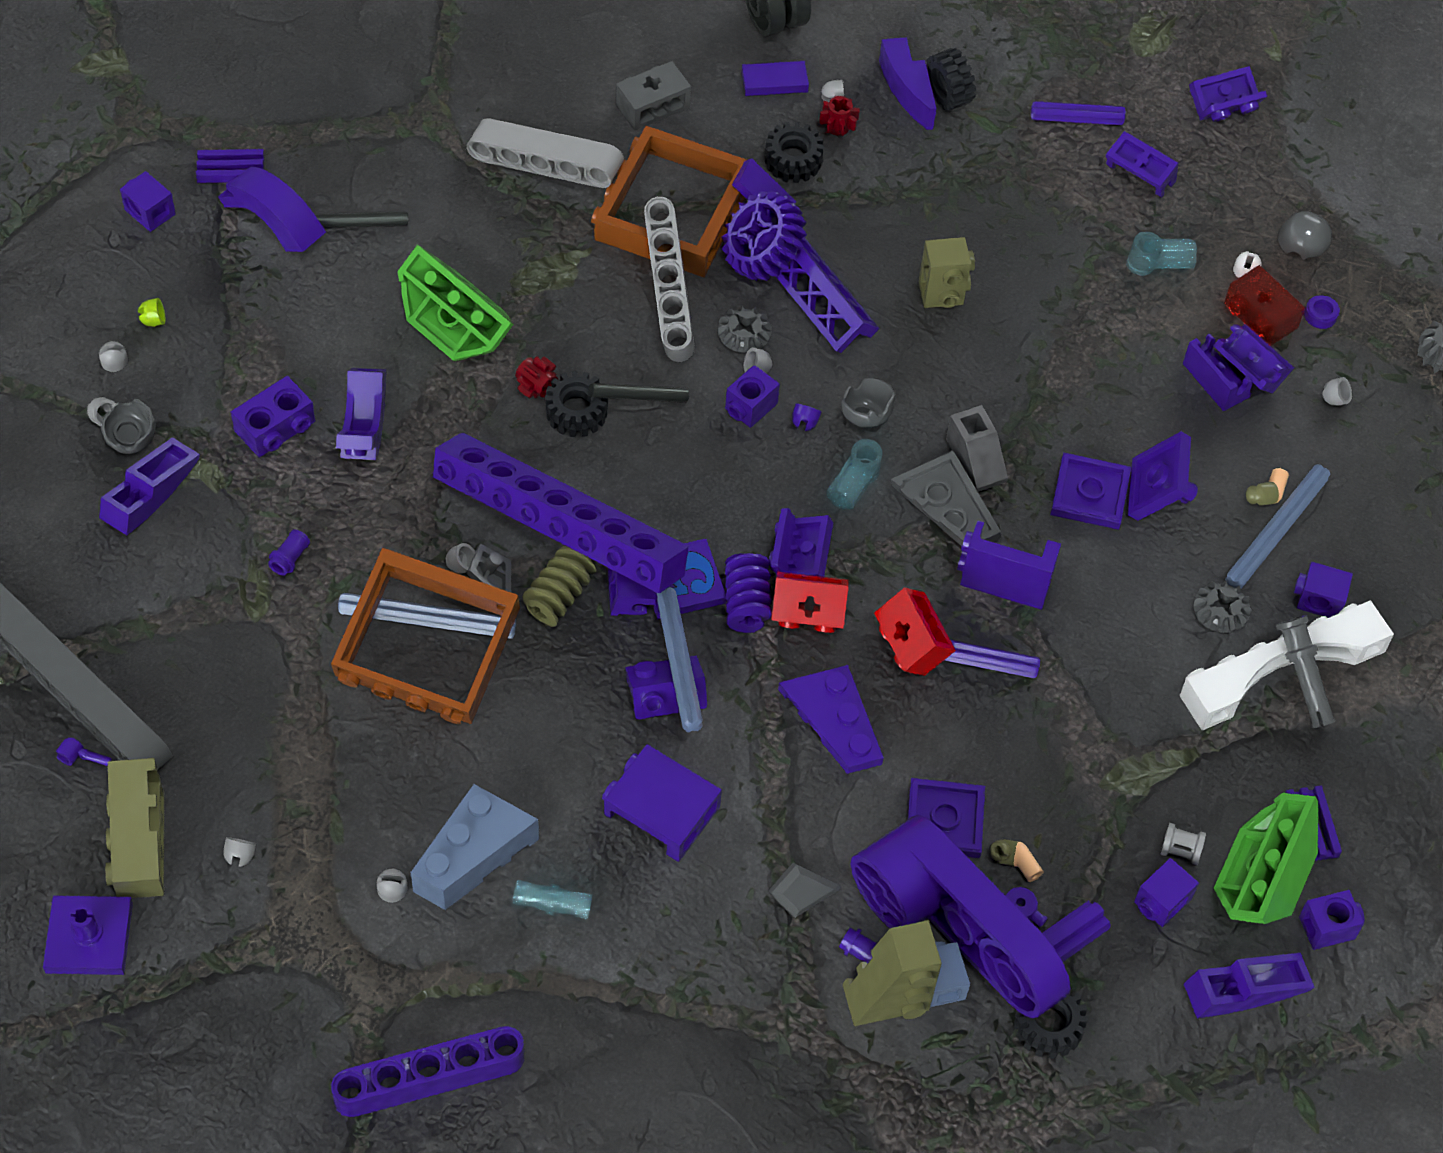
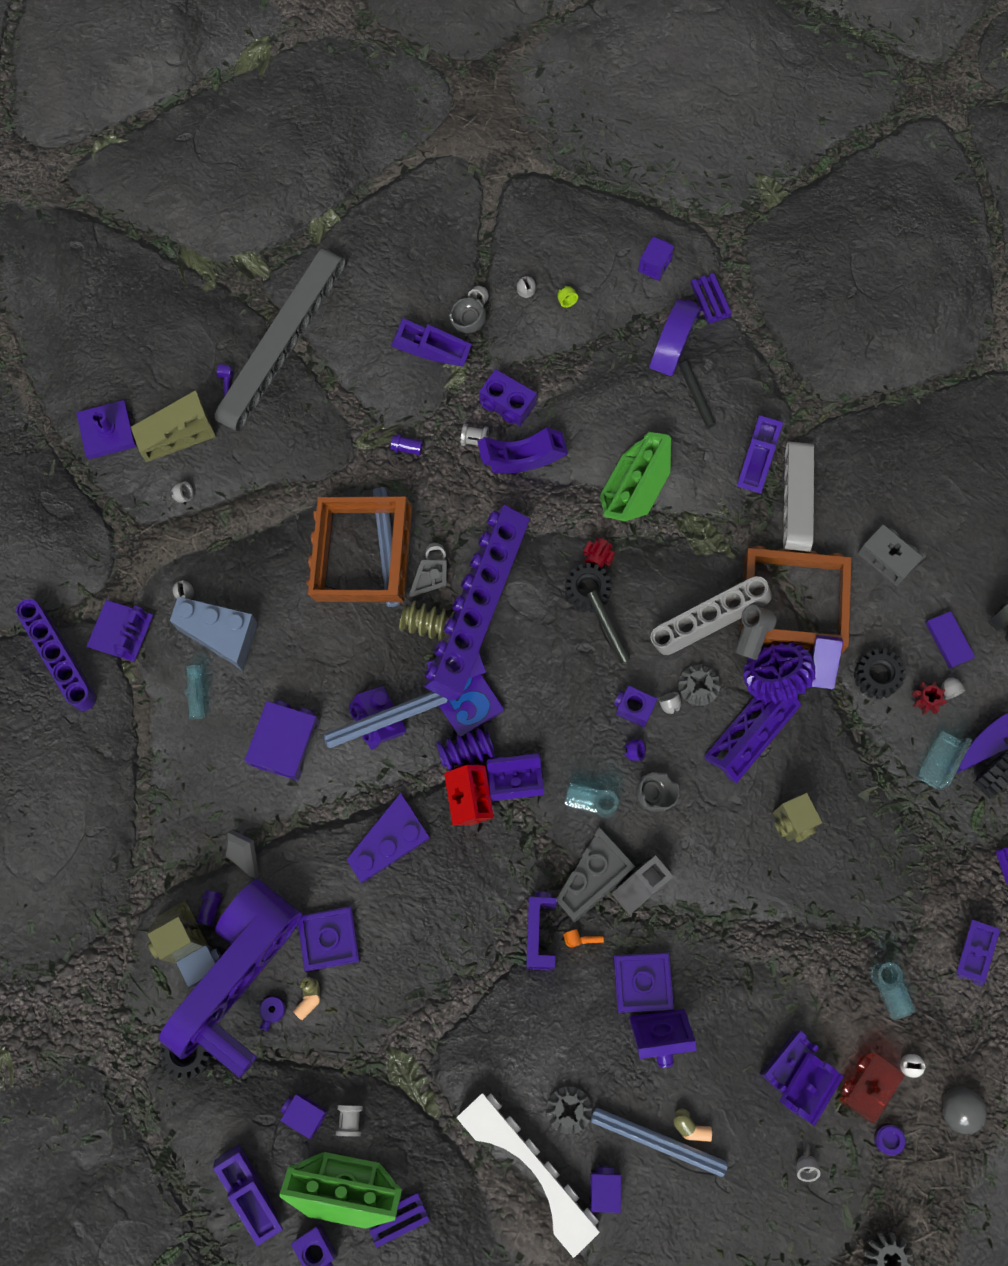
camera: 80 degrees right, 15 degrees up
(311, 469) = (471, 435): none -> light grey bush
(421, 981) = (120, 630): none -> dark purple hinge
(469, 177) = (759, 454): none -> dark purple slope
(712, 241) = (756, 623): none -> dark grey piece
(914, 632) = (465, 877): red brick -> none
(917, 125) = (943, 760): none -> clear light blue panel
(995, 659) = (467, 937): dark purple axle -> none
(1023, 541) = (573, 938): none -> orange hand
(1302, 654) = (526, 1183): dark grey pin -> none

